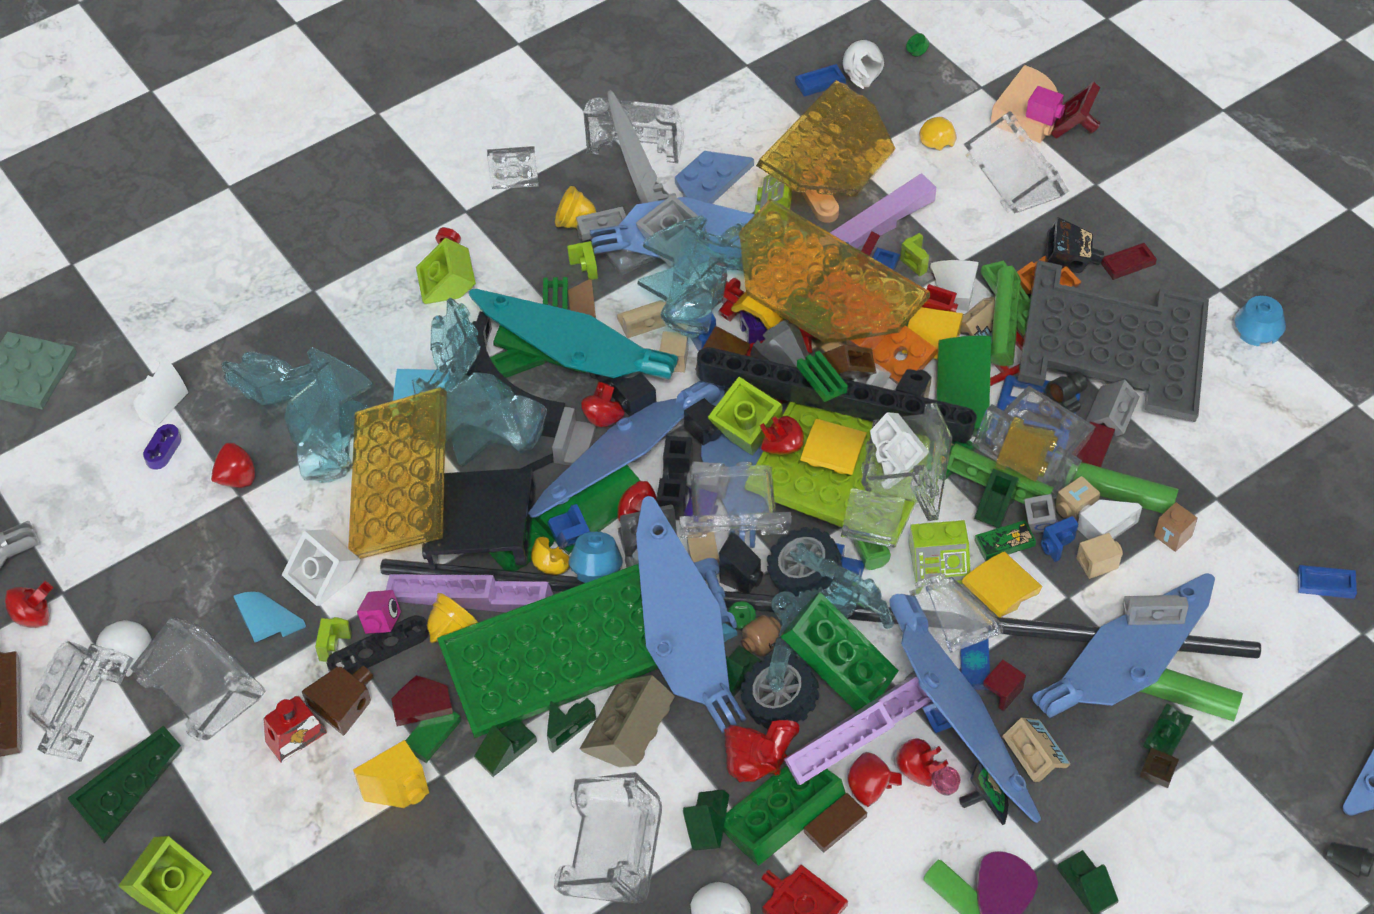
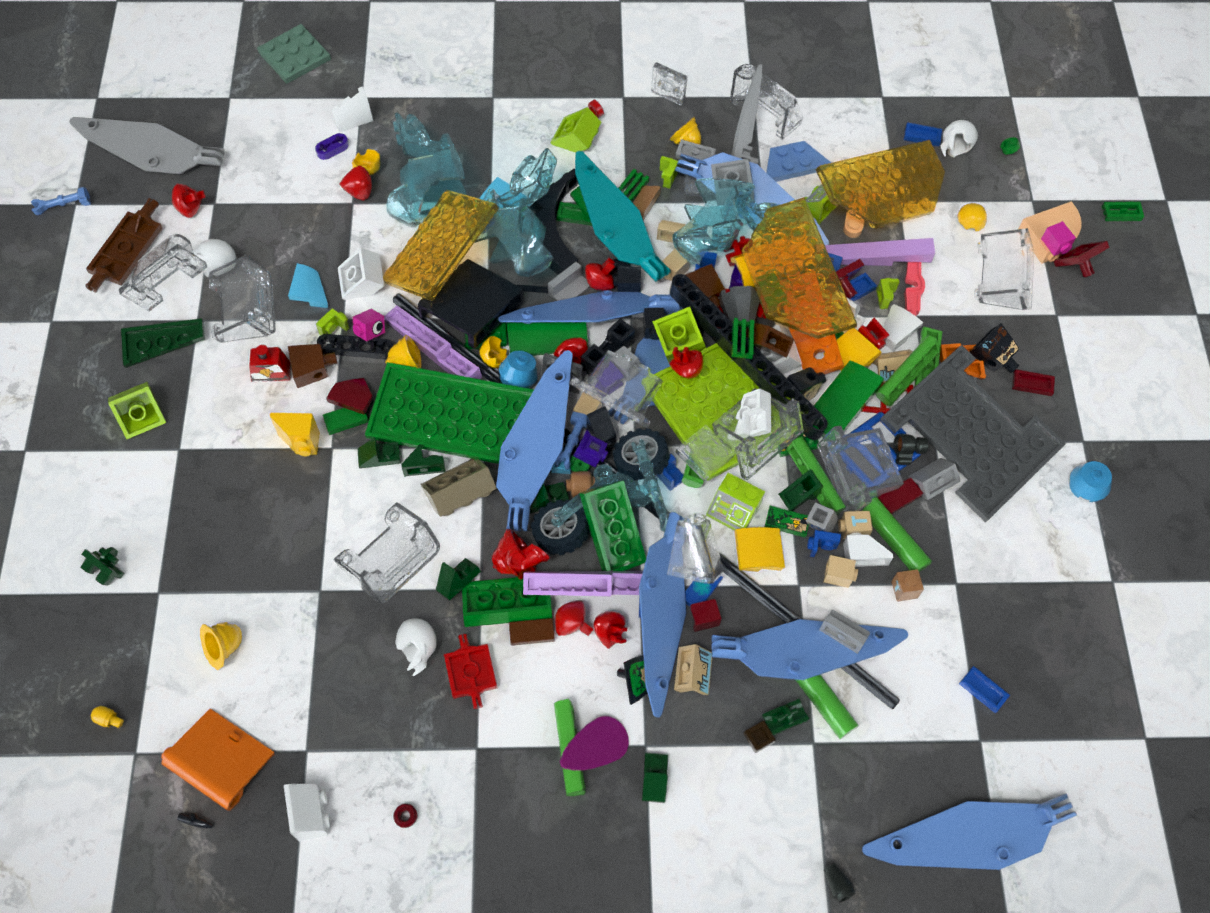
camera: 30 degrees right, 10 degrees up
(223, 432) = (369, 160): none -> yellow hair
(568, 527) = (516, 340): blue panel -> none
(749, 590) = (591, 450): none -> dark purple window
(833, 447) = (716, 390): yellow slope -> none
(943, 242) = (913, 294): none -> coral piece
(946, 780) = (618, 652): clear pink plate -> none
(1026, 448) = (840, 469): clear yellow hips -> none
(1079, 52) = (1123, 214): none -> green tile

